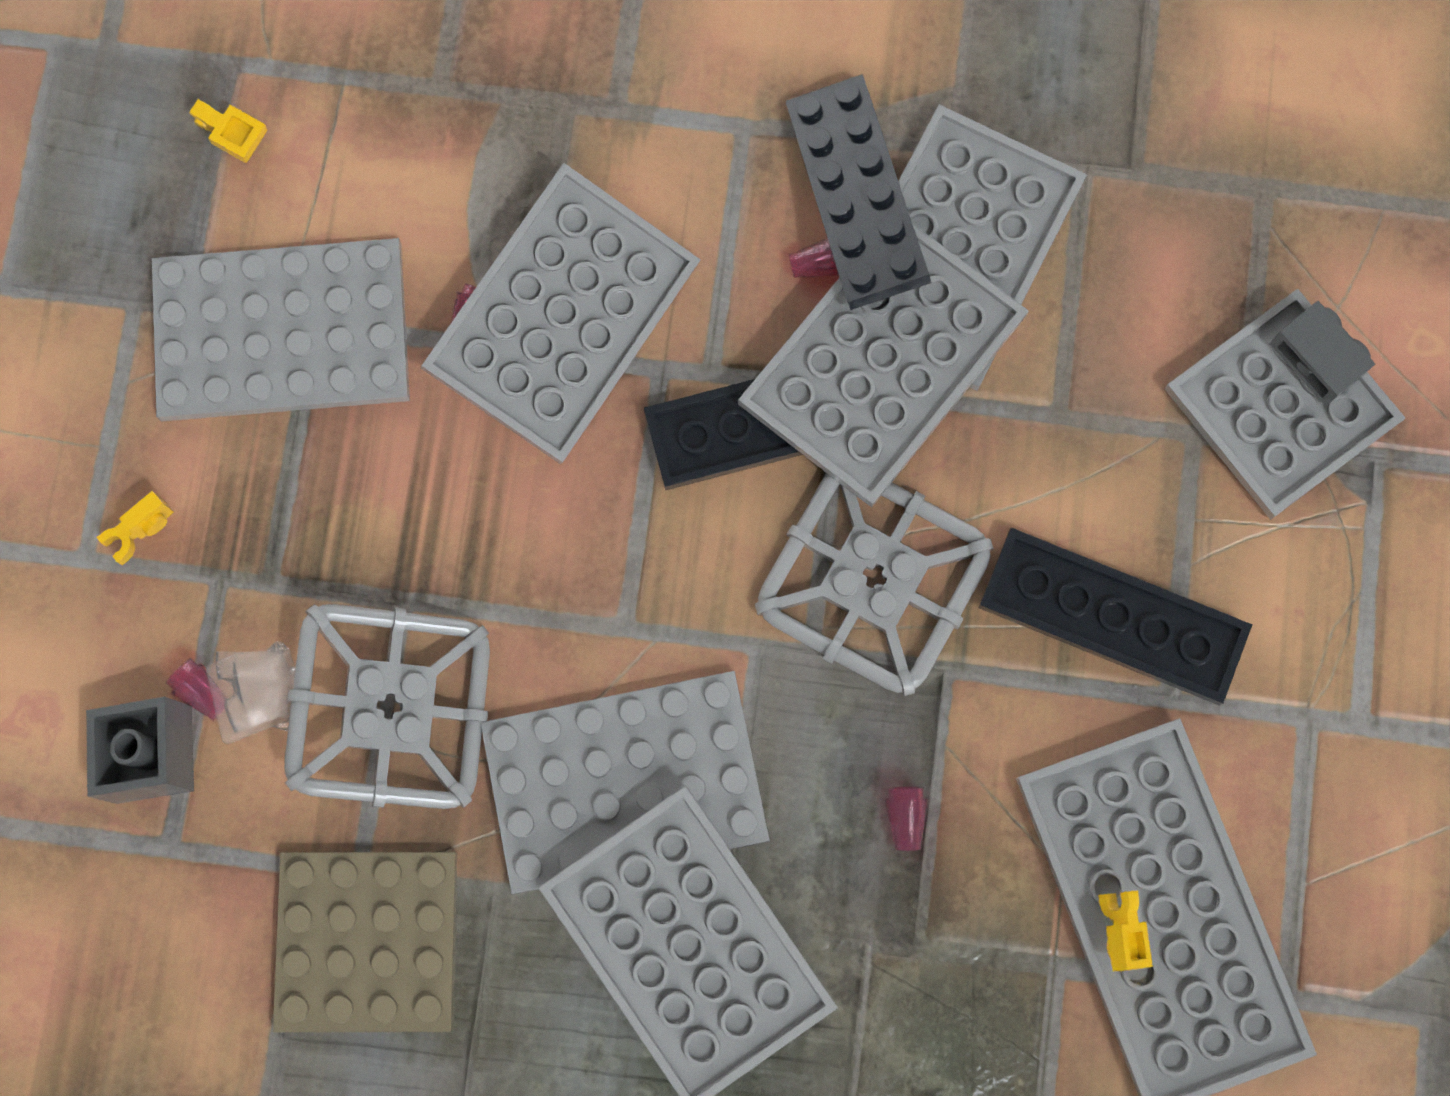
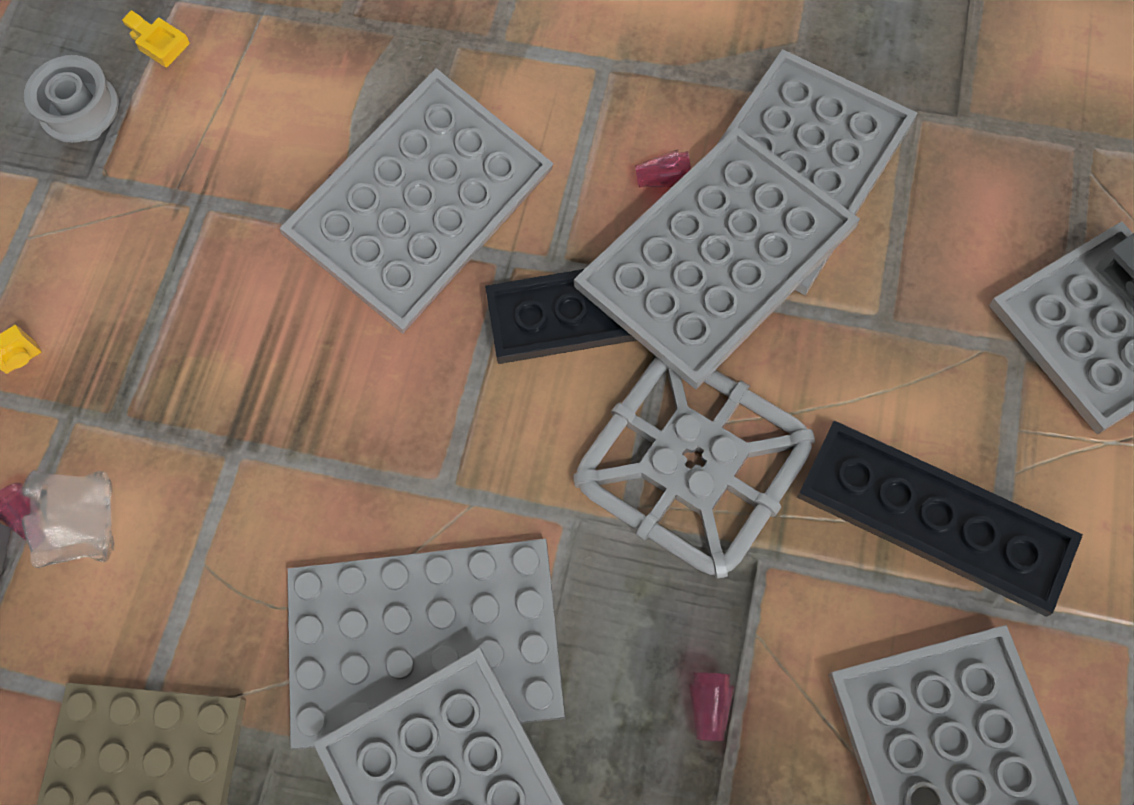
camera: 10 degrees right, 10 degrees down
(138, 193) = (71, 98): none -> light grey wheel
(279, 329) = (167, 203): light grey plate -> none
(365, 725) = (168, 557): light grey plate -> none
(857, 192) = (704, 114): black plate -> none

